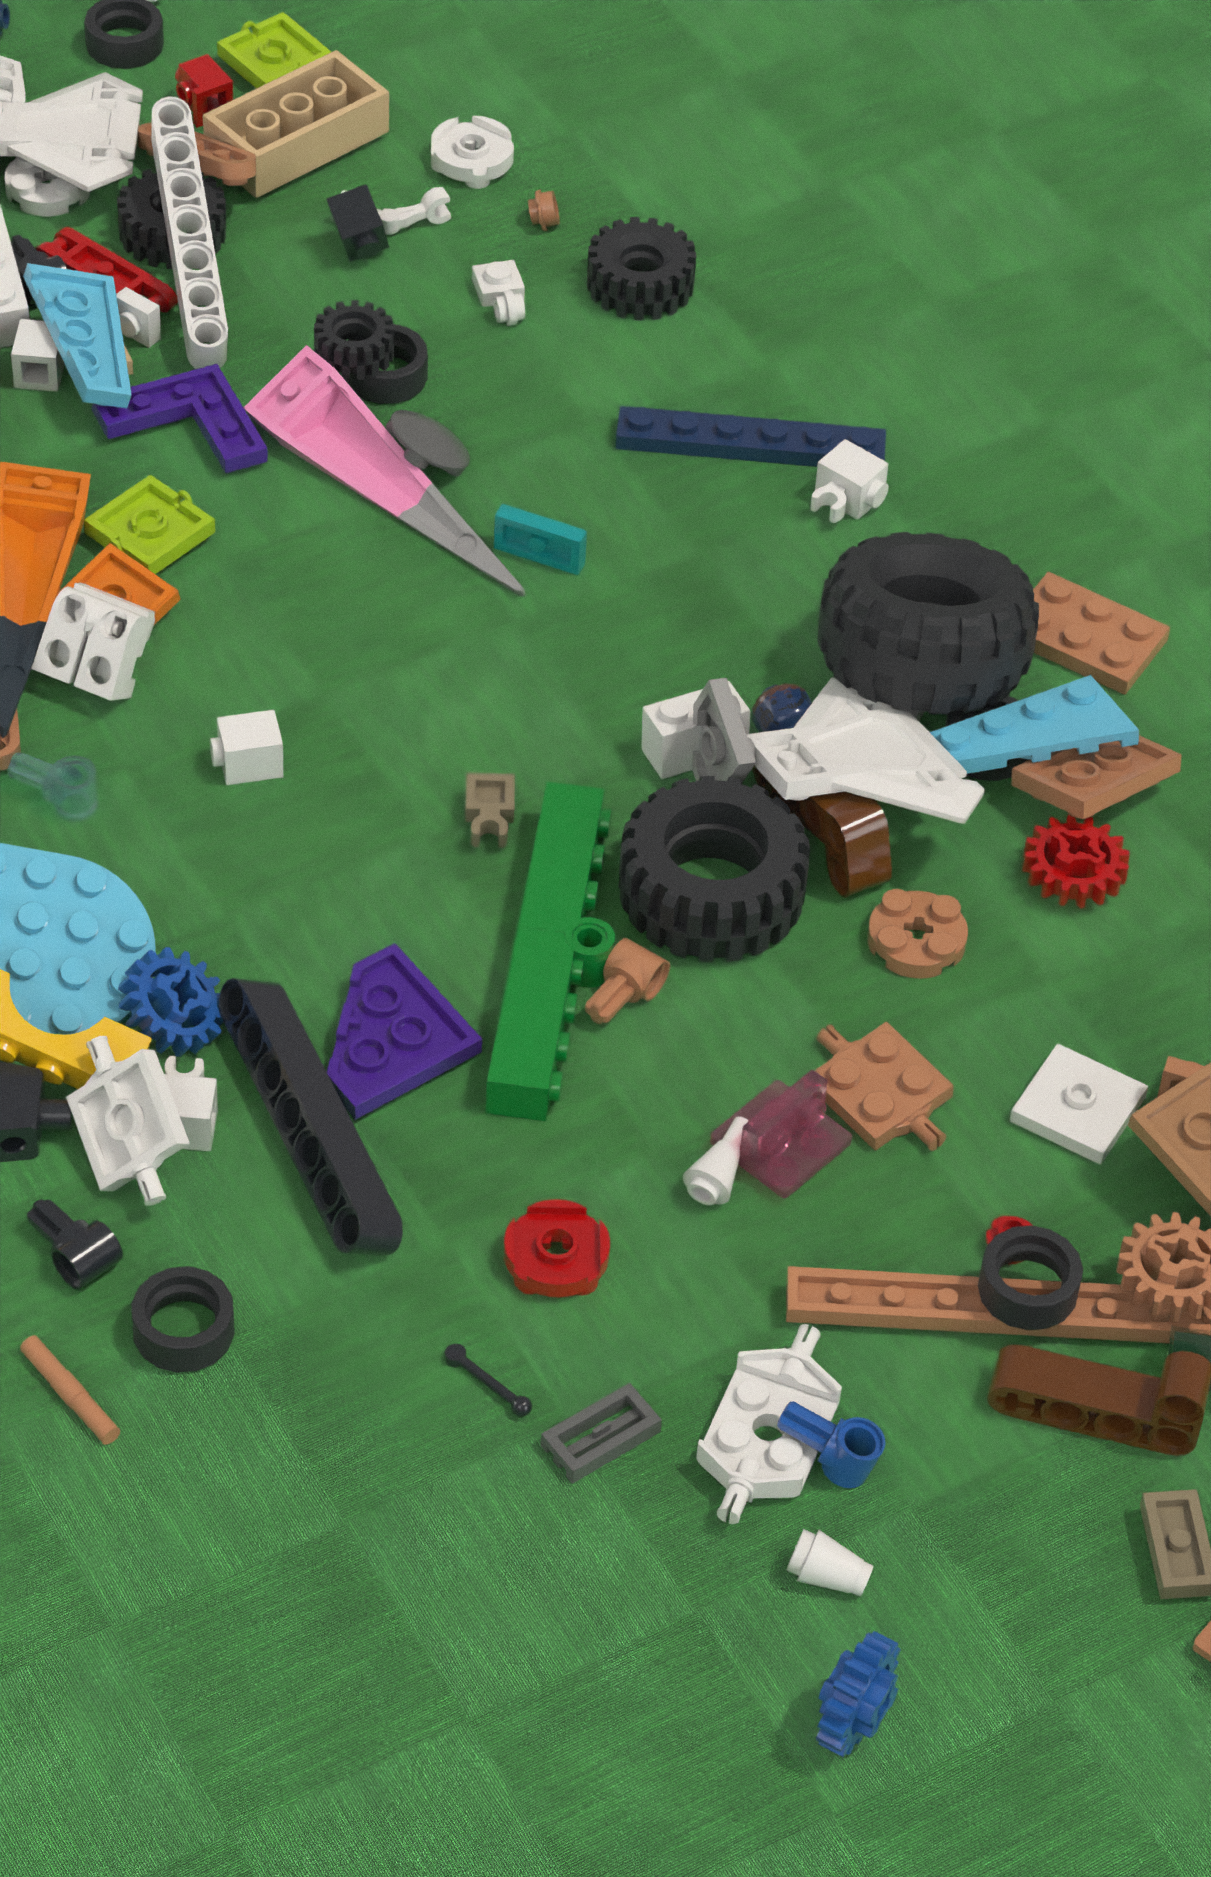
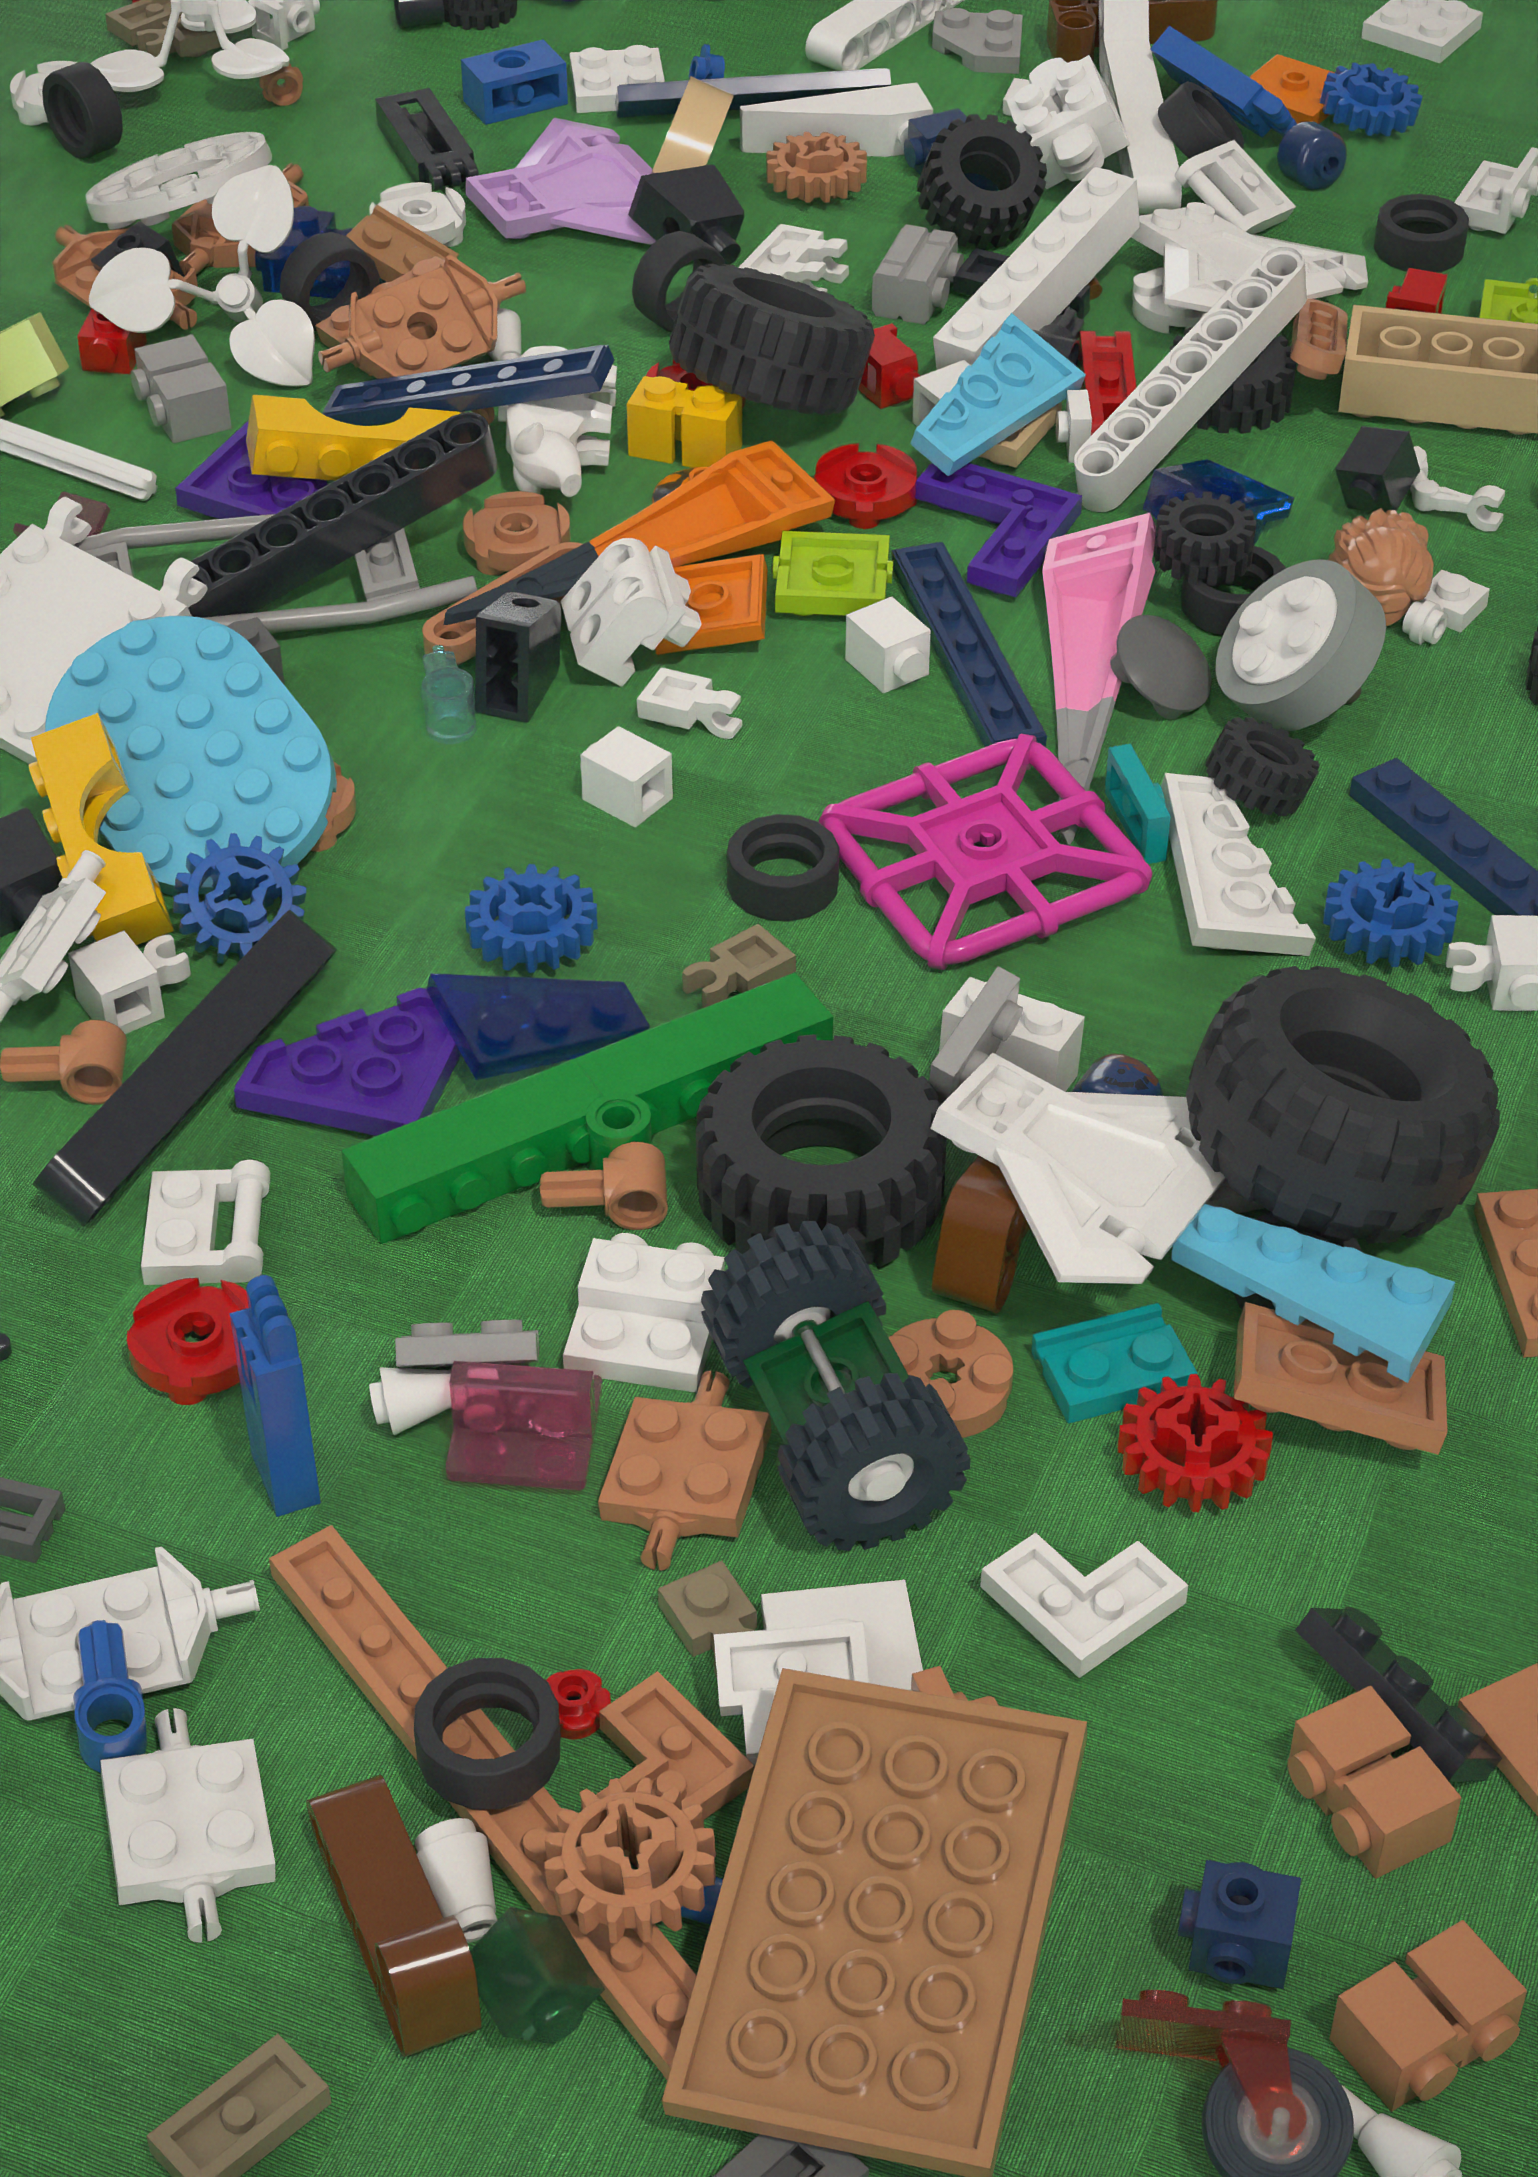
camera: 55 degrees right, 5 degrees down
(69, 706) = (515, 637): none -> black torso
(92, 445) = (868, 483): none -> red plate
(200, 676) = (683, 698): none -> white plate
(239, 1169) = (85, 1062): none -> nougat axle
(260, 547) = (887, 644): none -> white brick
(287, 310) = (1209, 476): none -> clear blue plate
(296, 517) = (965, 644): none -> dark blue tile
(339, 874) = (531, 918): none -> blue gear
(417, 704) = (782, 896): none -> black tyre
(440, 929) = (531, 1021): none -> clear blue wing
(446, 1206) = (184, 1224): none -> white plate
(449, 286) = (1387, 558): none -> nougat hair
(508, 371) = (1301, 645): none -> light grey wheel
(517, 651) = (1017, 853): none -> dark pink plate
(575, 464) = (1262, 766): none -> black tyre
(633, 544) = (1224, 876): none -> white wing
(702, 1251) = (275, 1398): none -> blue hinge
(710, 1121) = (437, 1347): none -> light grey plate
(742, 1030) = (642, 1313): none -> white plate
(752, 501) = (1390, 912): none -> blue gear
(914, 974) = (857, 1432): none -> black plate
(947, 1461) = (187, 1823): none -> white plate
(976, 858) = (1106, 1361): none -> teal plate
(1000, 1143) = (705, 1606): none -> dark tan plate
(1092, 1129) = (753, 1660): none -> white plate
(1094, 1213) = (674, 1747): none -> nougat plate
(1094, 1347) = (459, 1874): none -> white cone
(1145, 988) = (1079, 1615): none -> white plate

